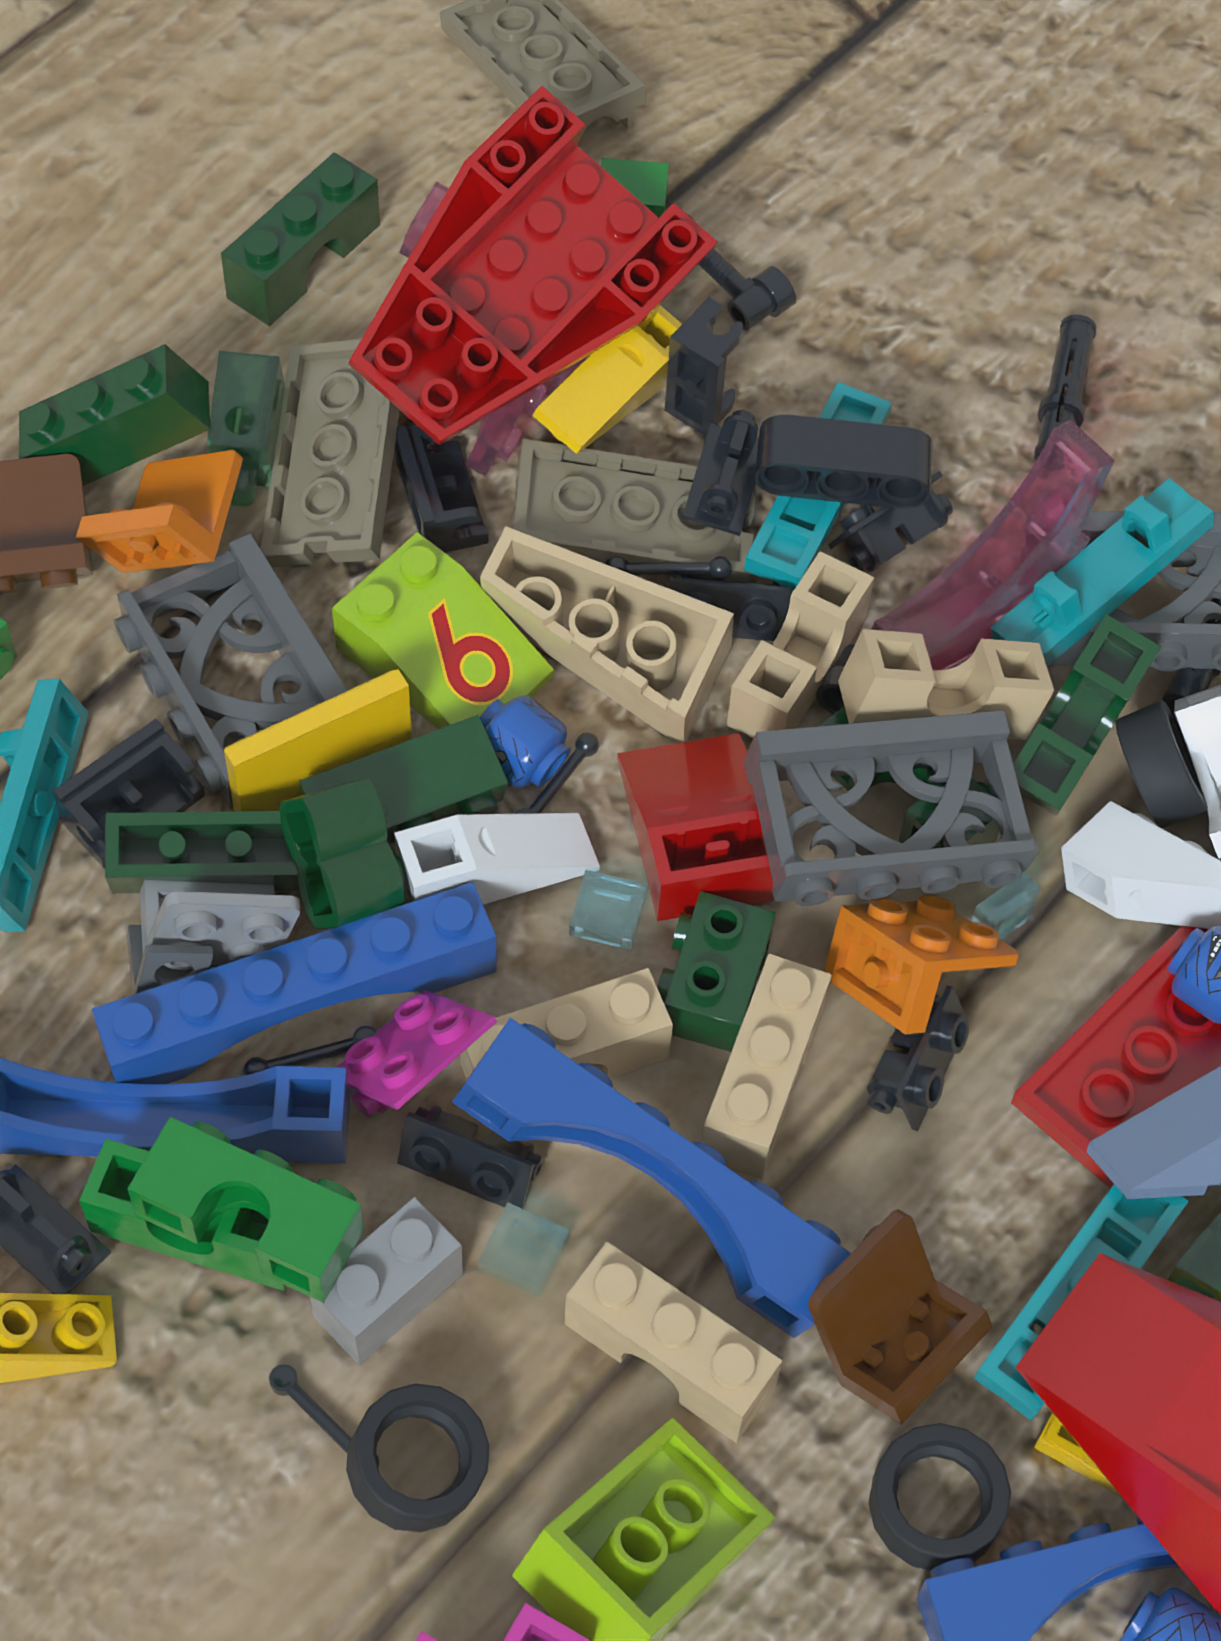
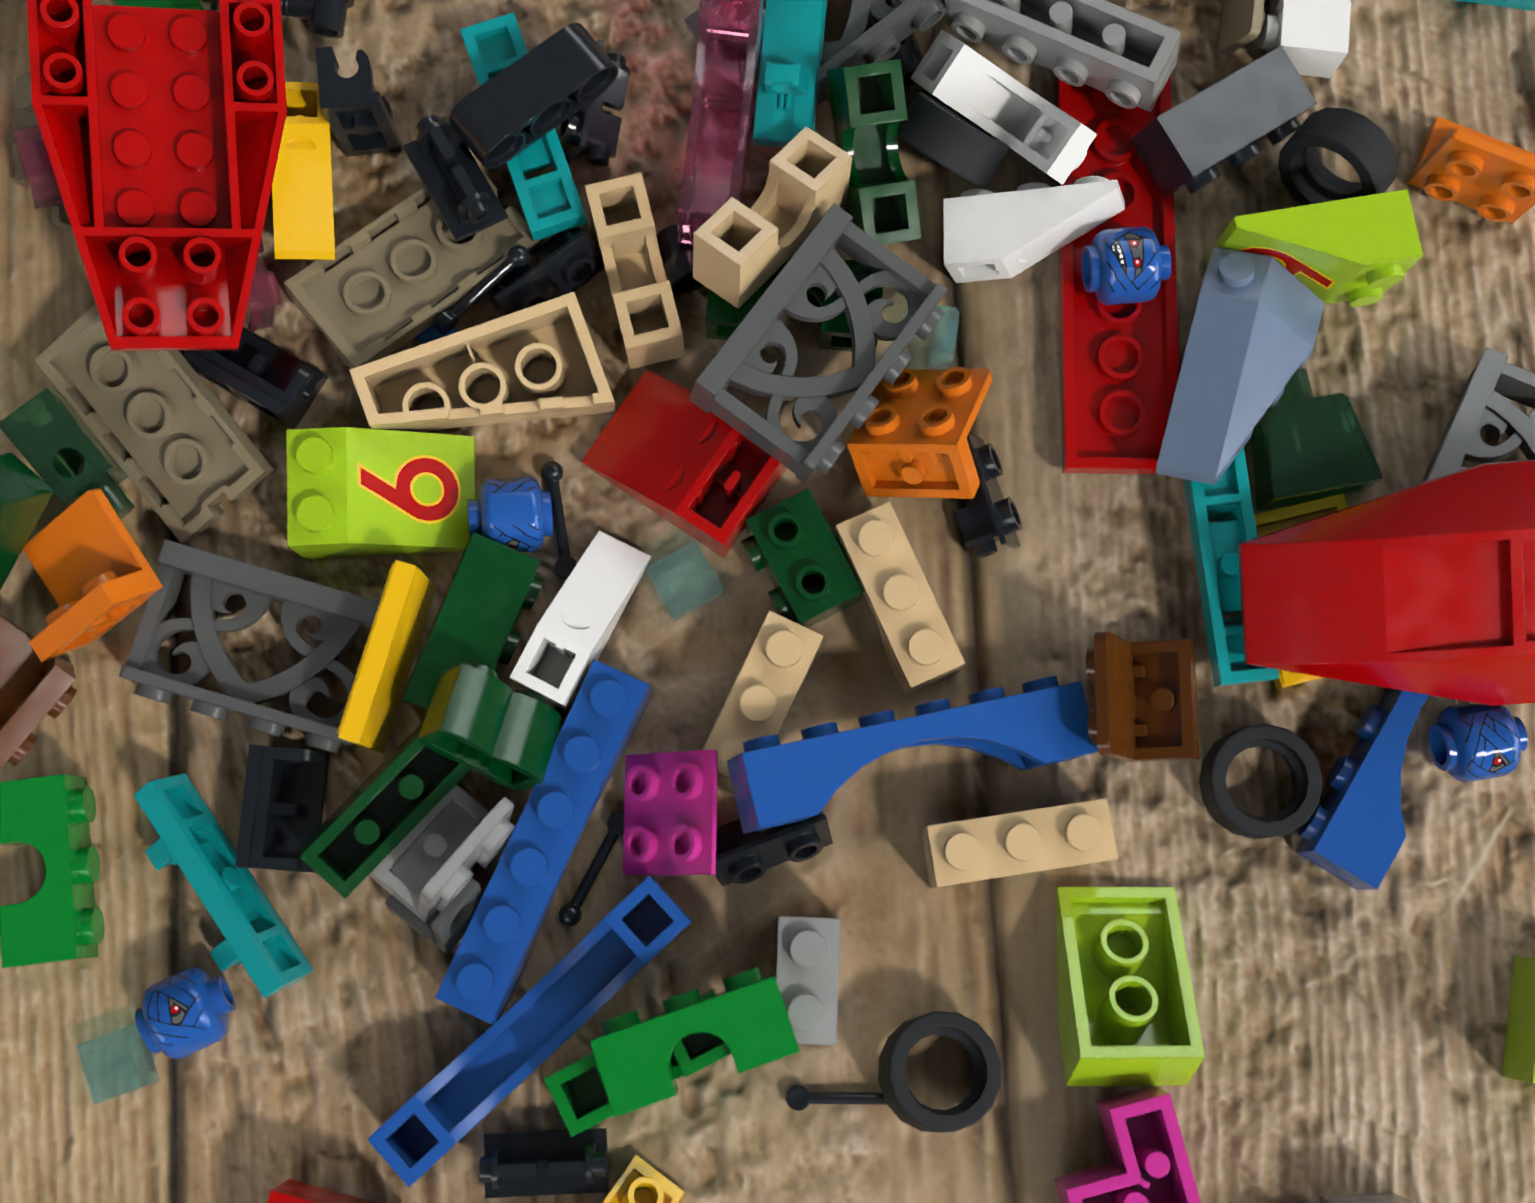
camera: 45 degrees left, 20 degrees up
(523, 1249) = (860, 866): clear light blue tile -> none

